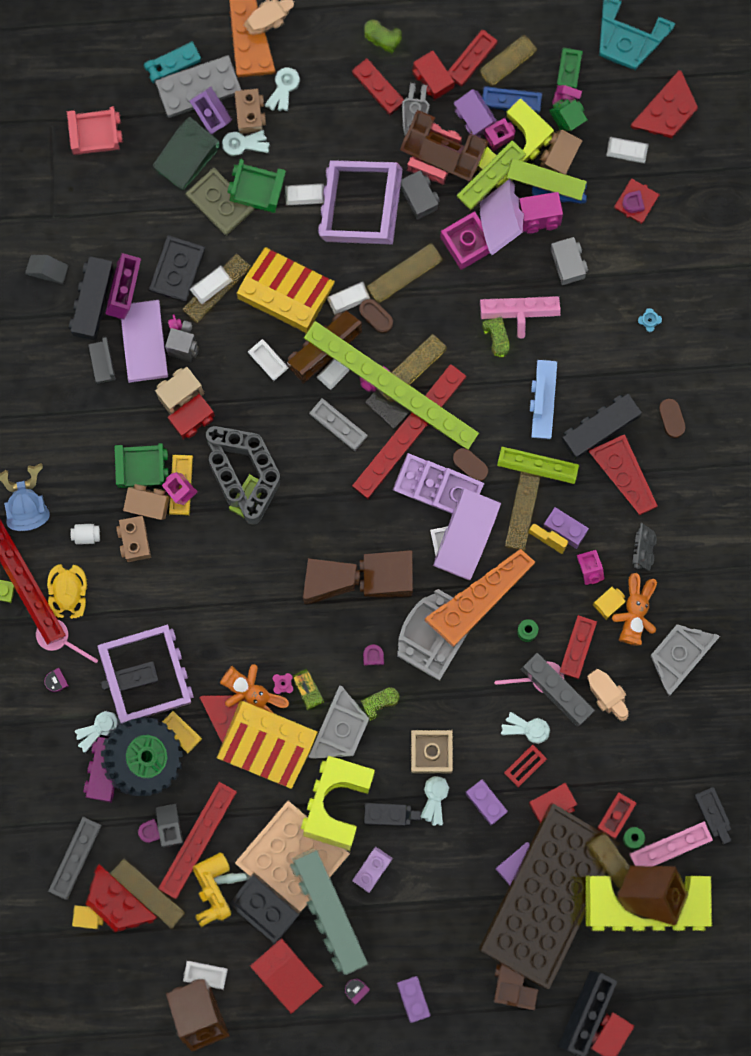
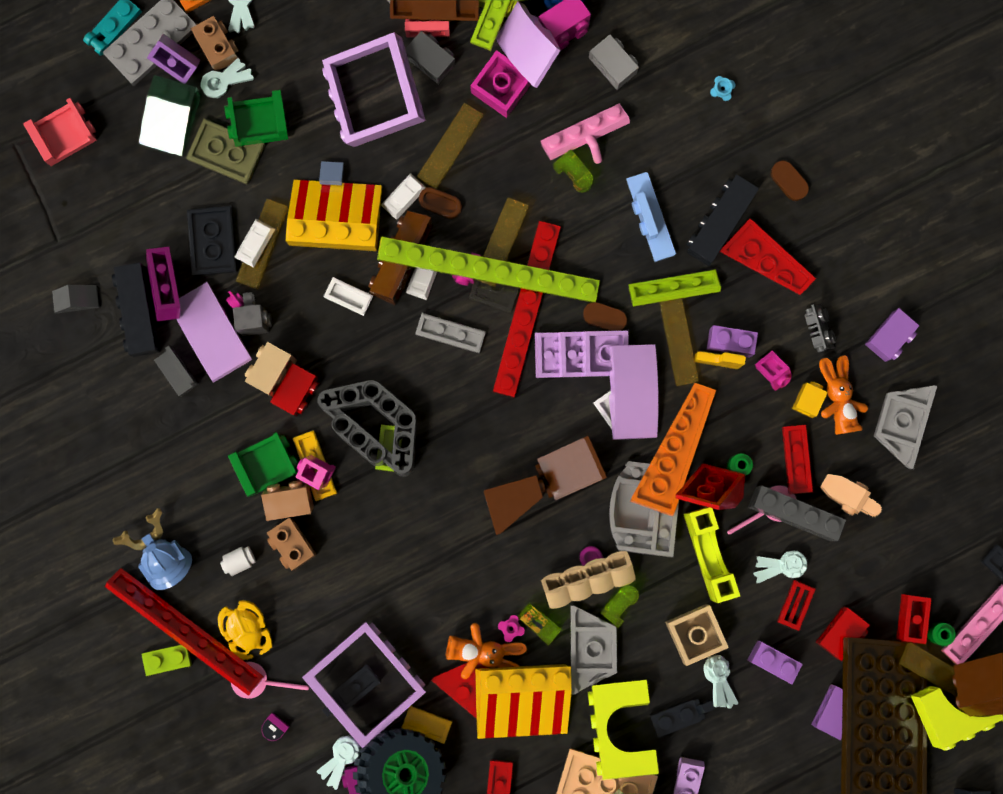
camera: 25 degrees left, 5 degrees up
(298, 255) = (331, 173): none -> sand blue tile
(304, 194) = (310, 107): white tile -> none
(360, 669) = (593, 578): none -> tan brick
(471, 689) = (719, 582): none -> neon yellow arch
(497, 637) = (713, 488): none -> red slope
(701, 579) = (892, 335): none -> medium lavender brick

